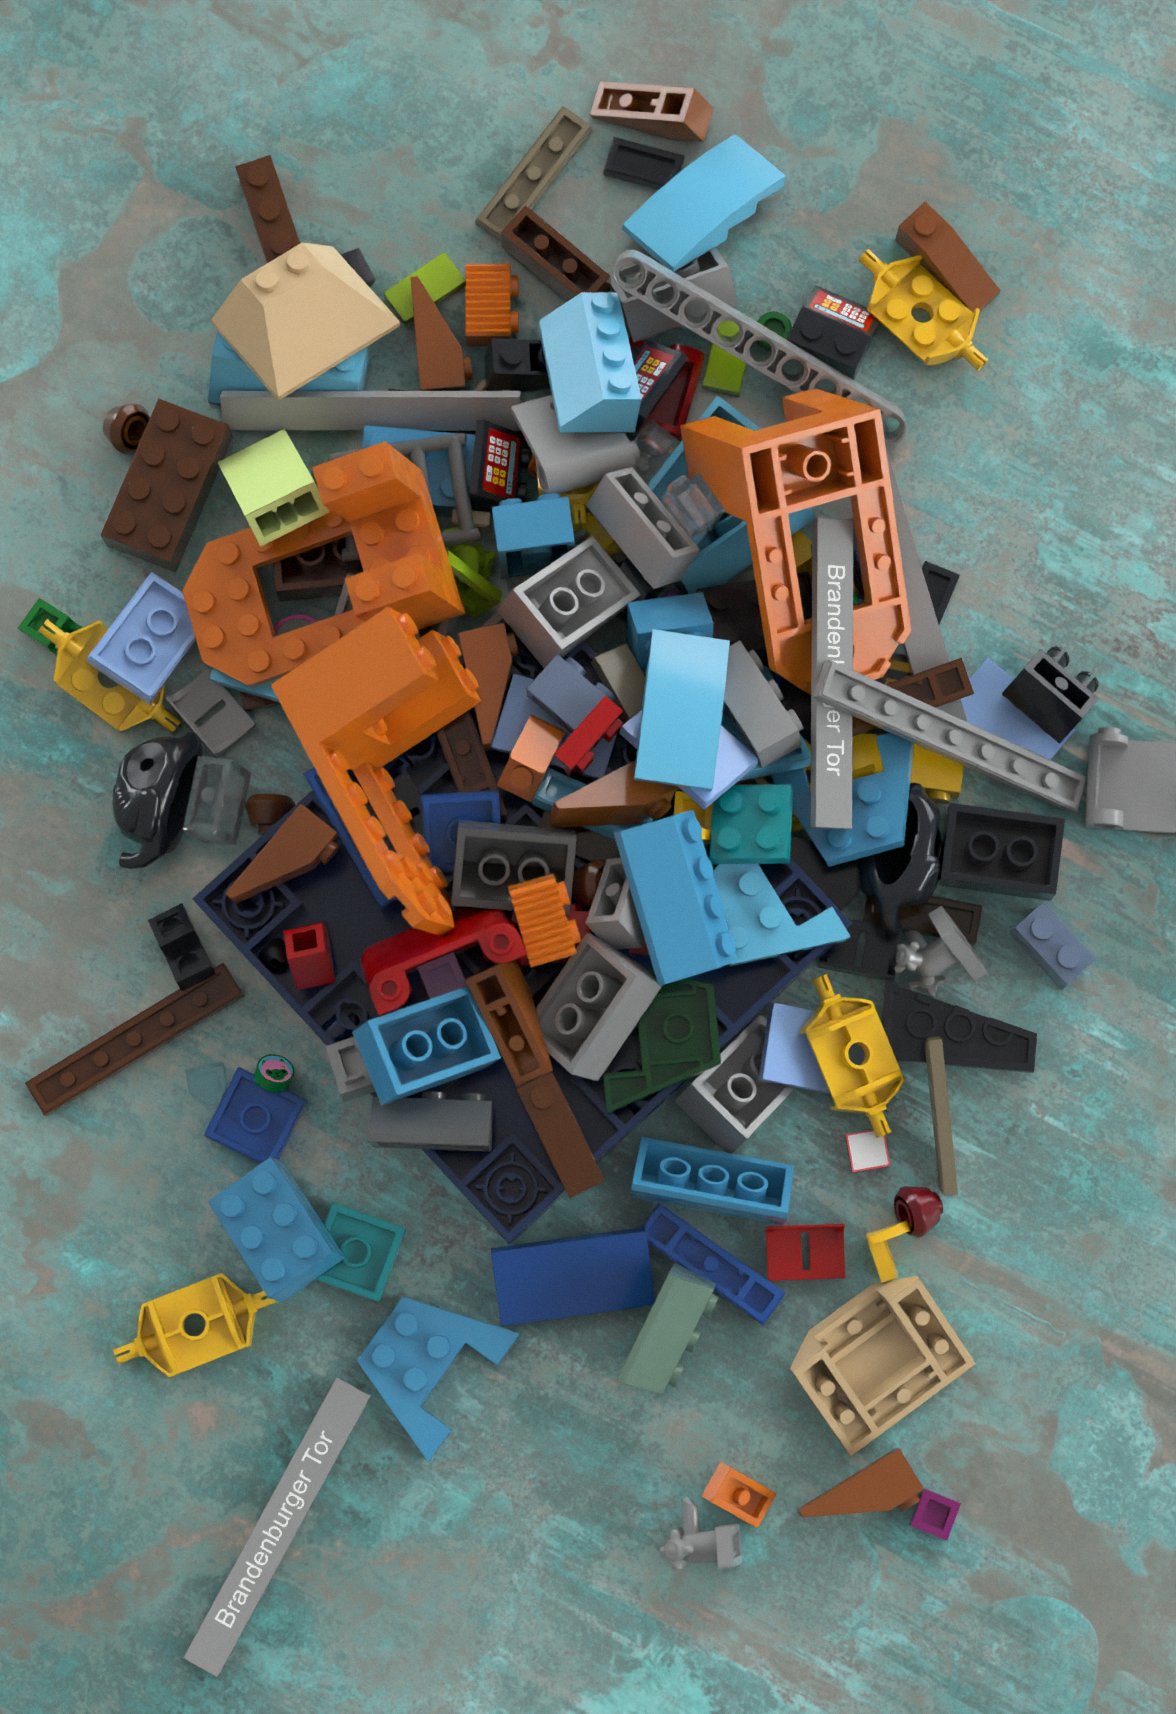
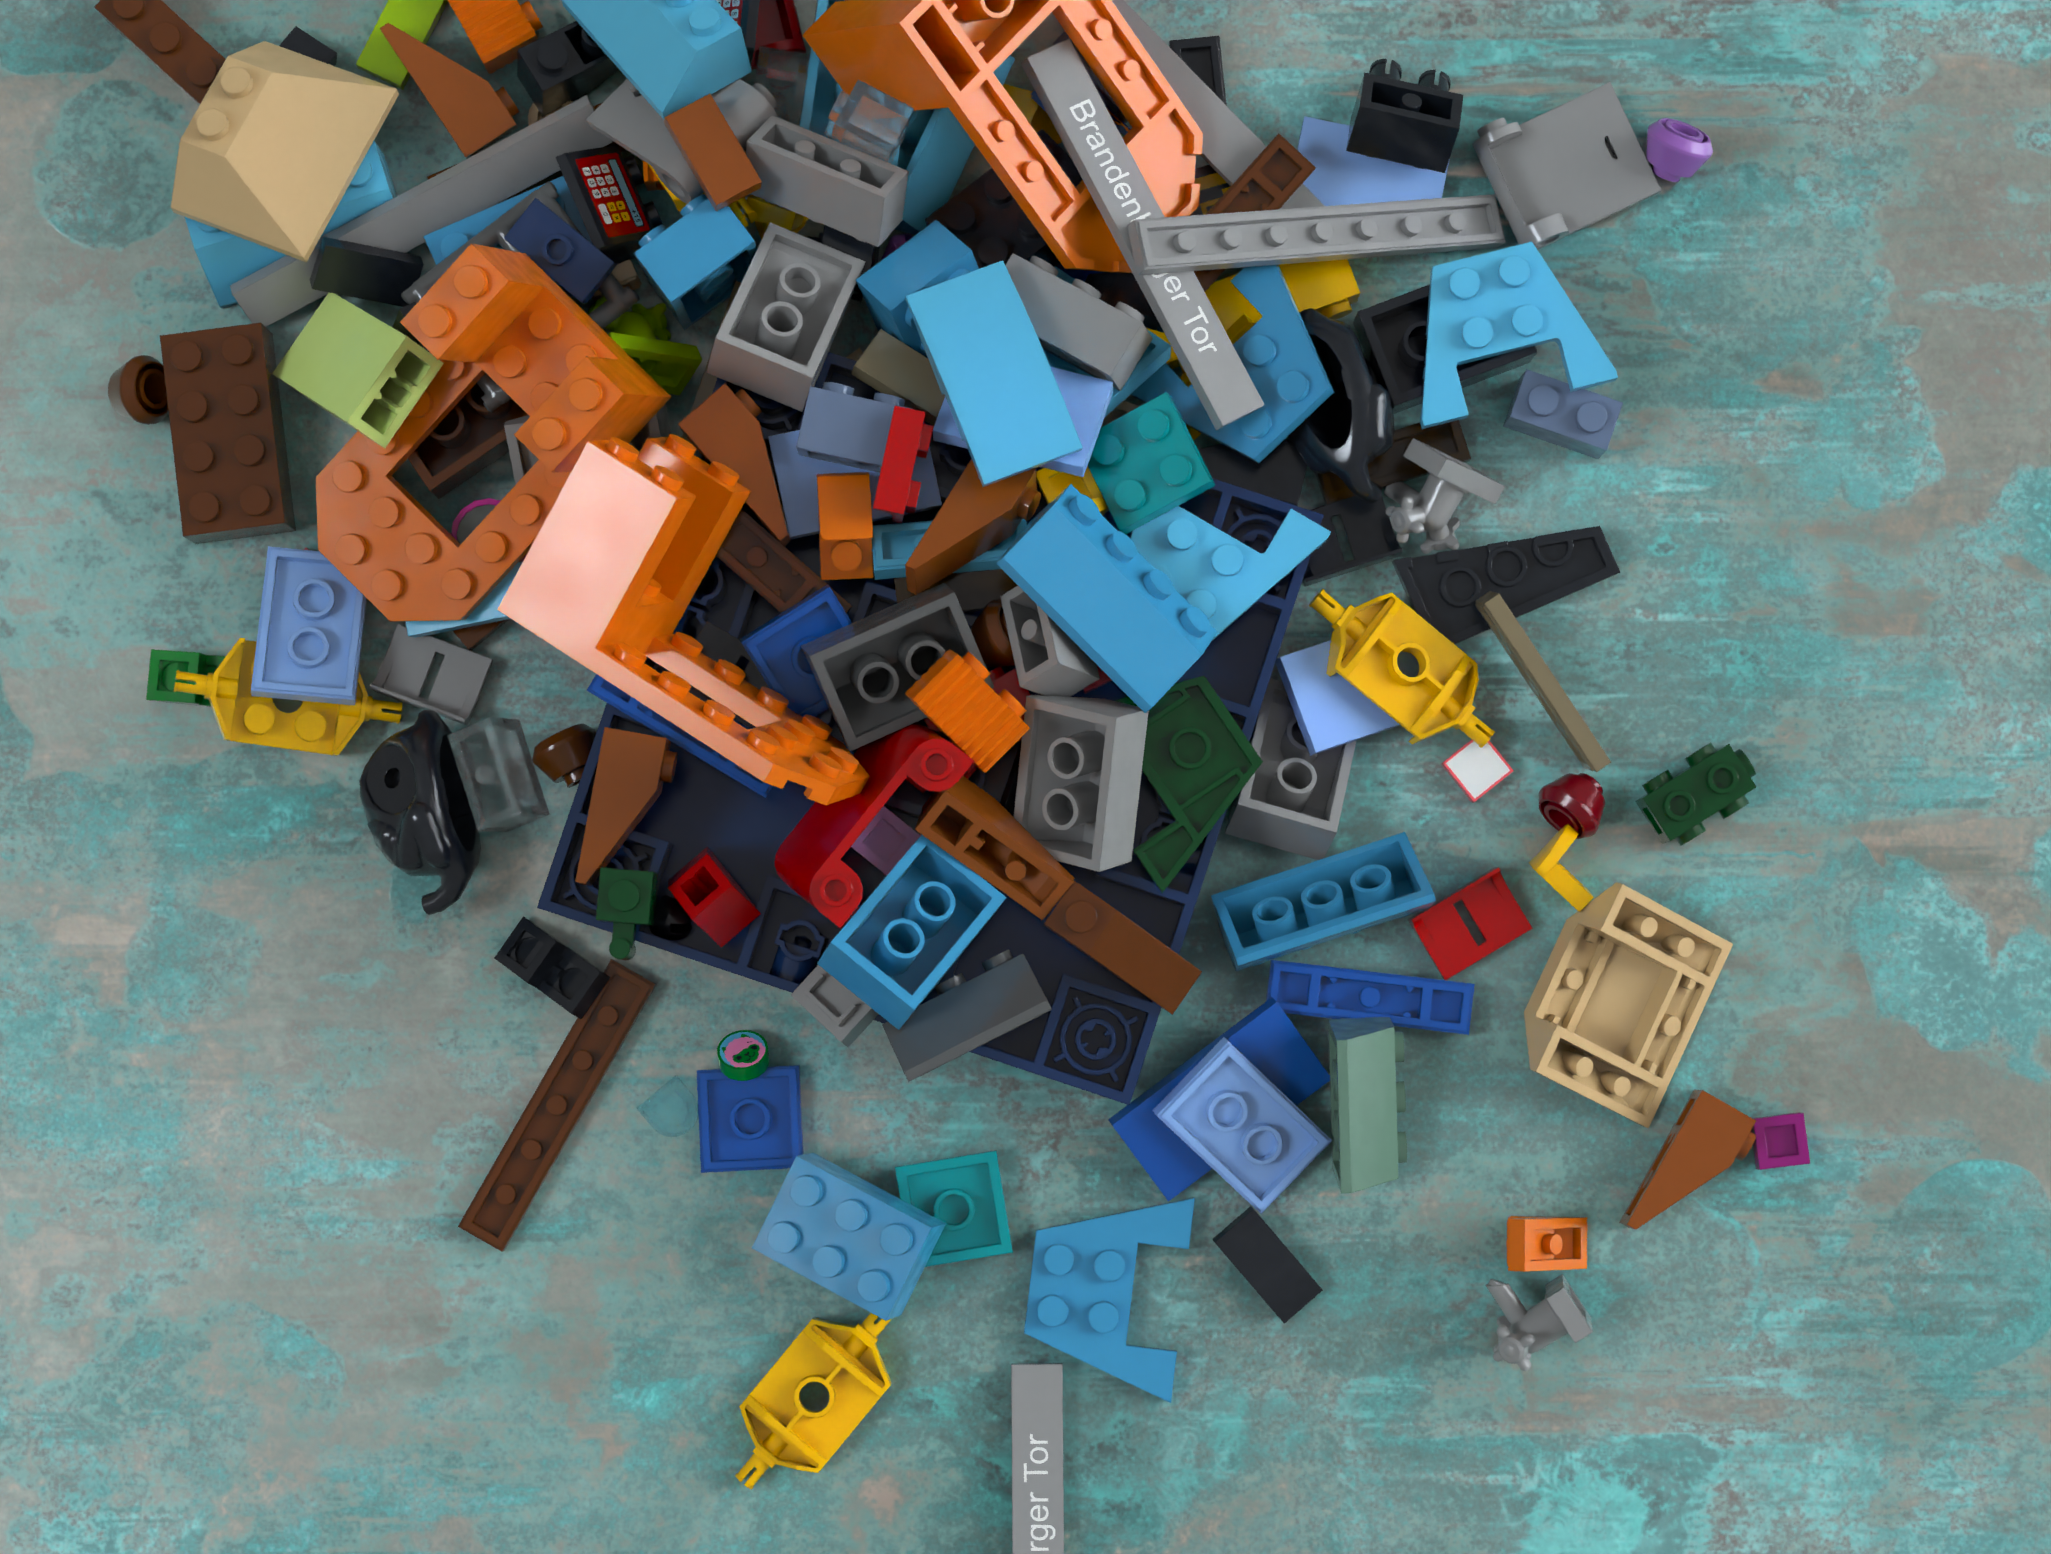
camera: 30 degrees left, 5 degrees up
(251, 925) = (626, 901): none -> dark green brick
(313, 427) = (364, 271): none -> black tile
(446, 481) = (560, 251): none -> dark blue plate
(543, 1405) = (1267, 1264): none -> black slope
(577, 1301) = (1242, 1125): none -> light blue tile
(578, 469) = (713, 152): none -> dark orange tile
(1014, 1247) = (1710, 785): none -> dark green brick
(1045, 850) = (1495, 308): none -> medium azure wing

